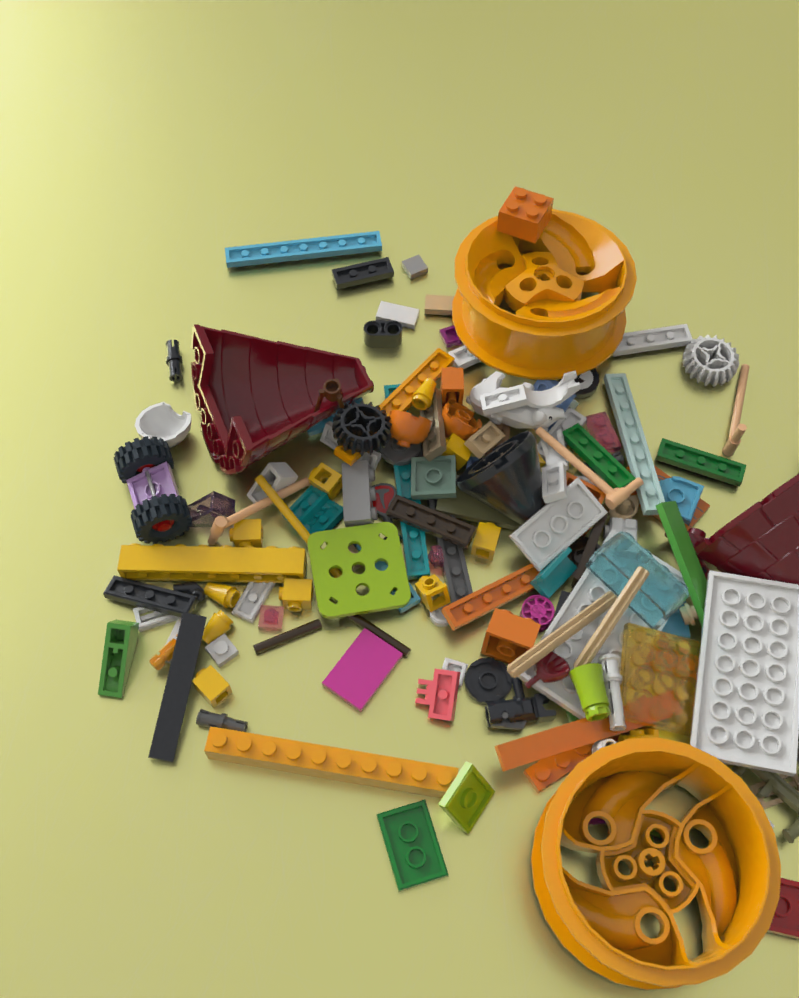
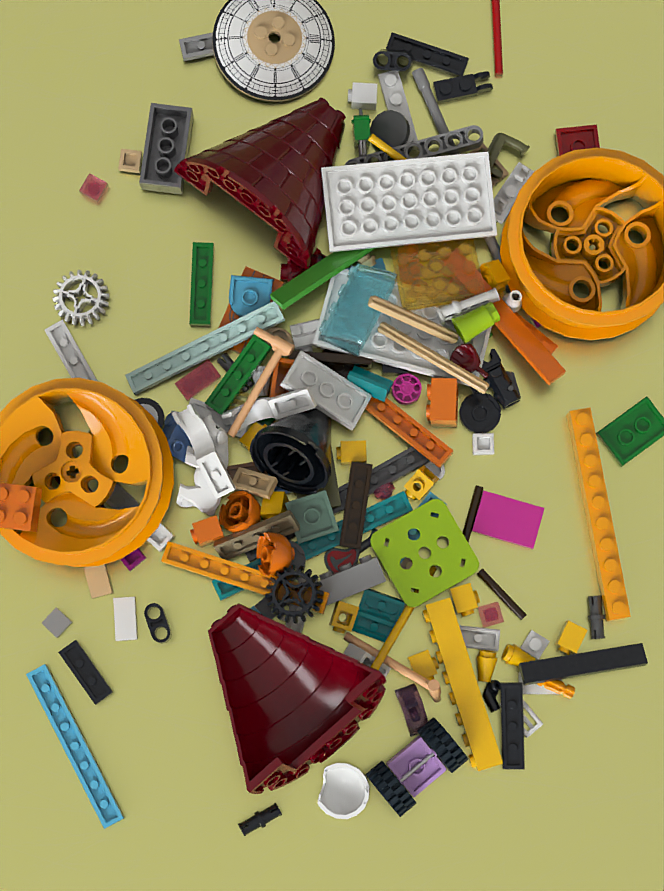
camera: 110 degrees left, 20 degrees up
(117, 657) = (574, 728): bright green slope -> none
(332, 392) = (273, 631): reddish brown plant -> none
(424, 394) = (230, 553): yellow cone -> none
(440, 694) = (509, 447): coral hinge -> none
(467, 797) = (588, 398): lime tile -> none
(737, 429) = (173, 259): light nougat bar -> none

